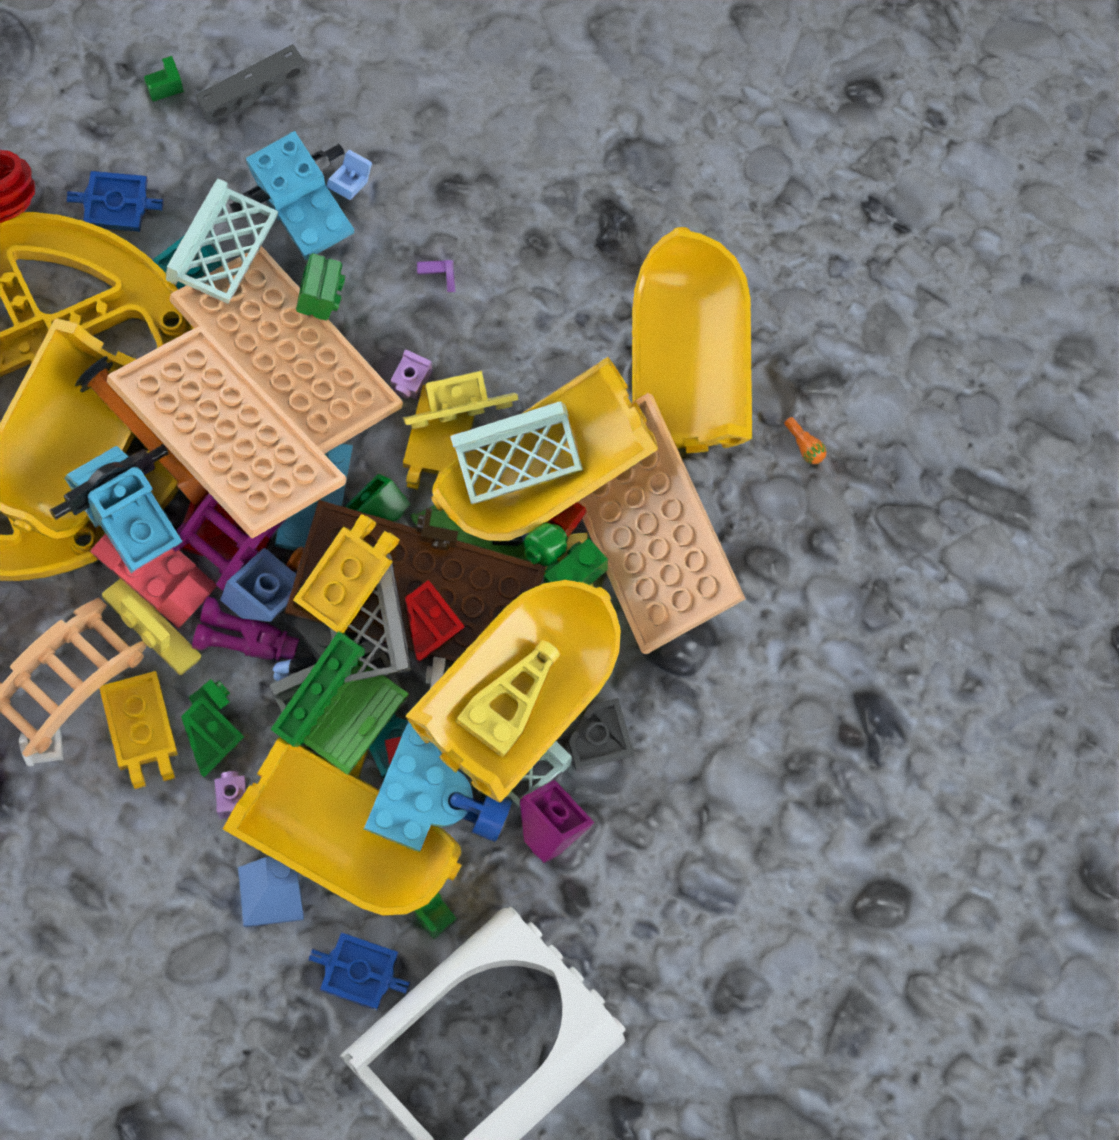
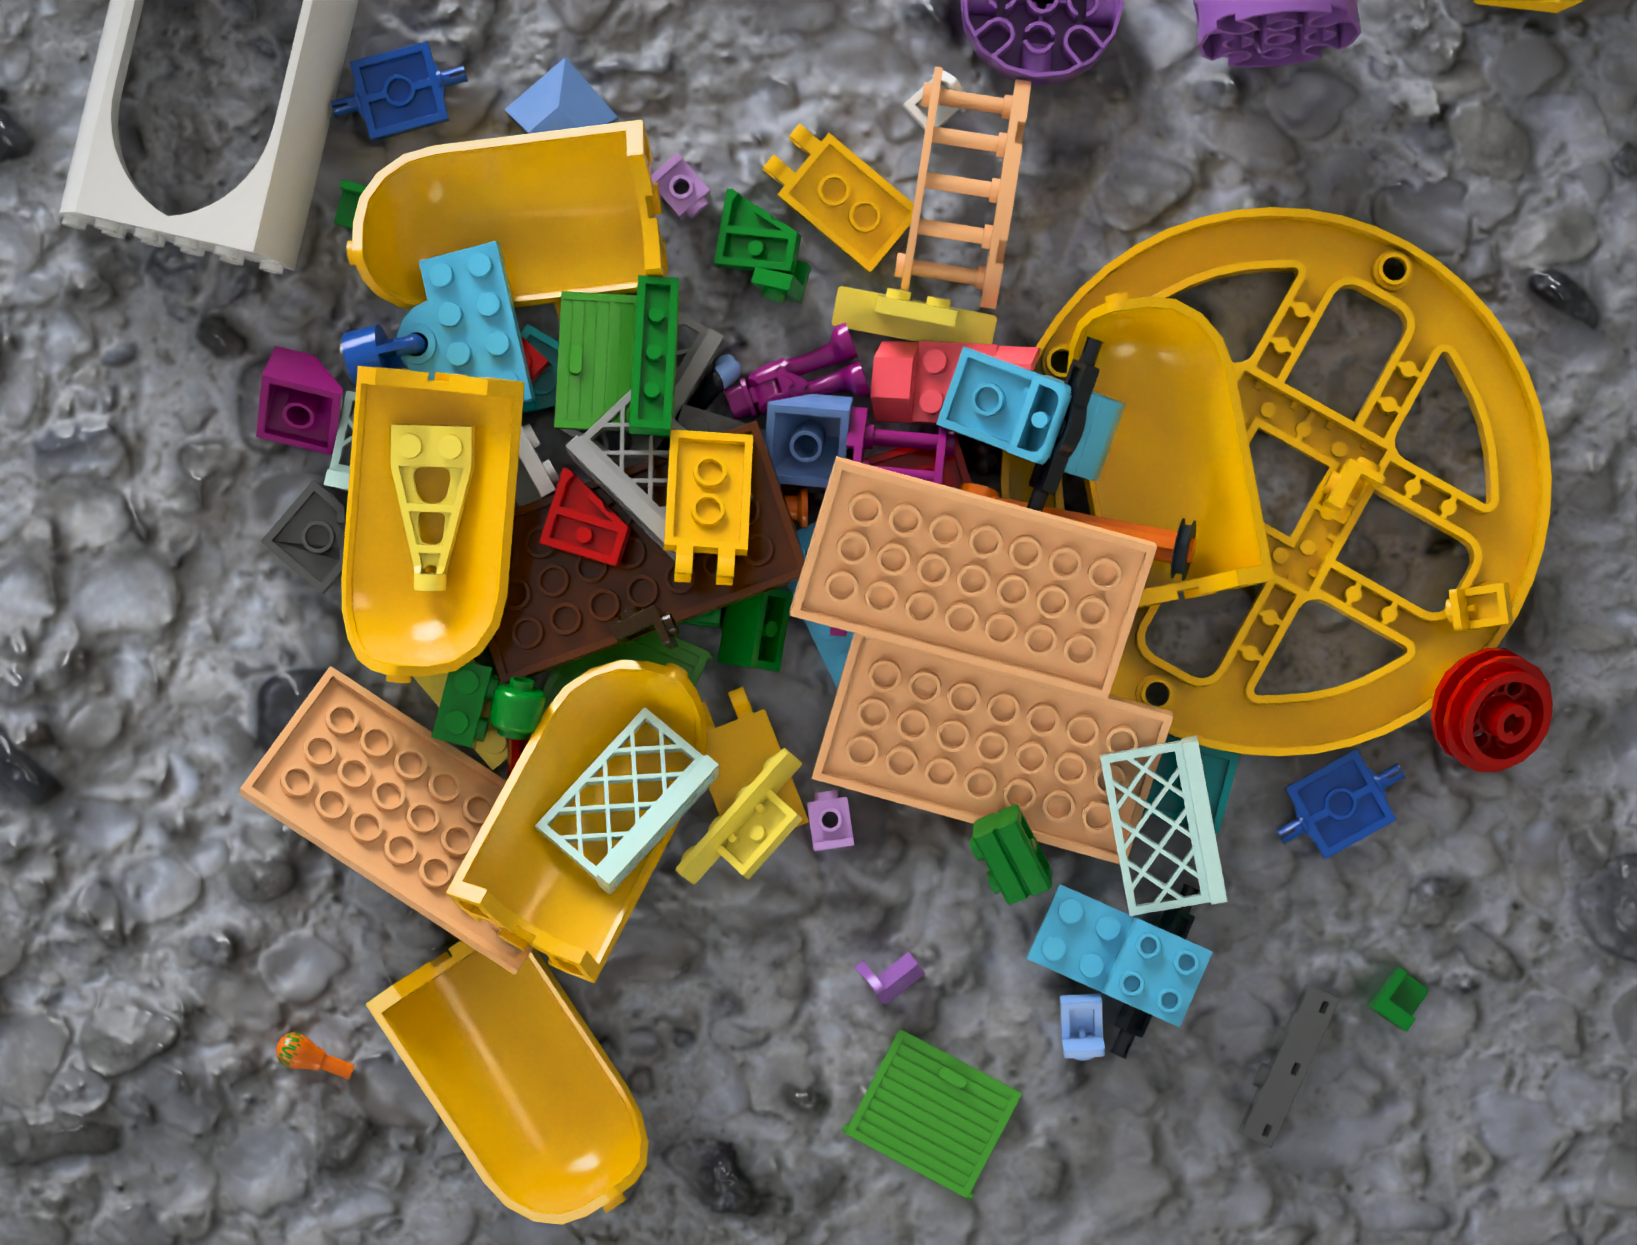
camera: 145 degrees right, 15 degrees up
(468, 188) = (933, 1113): none -> bright green piece

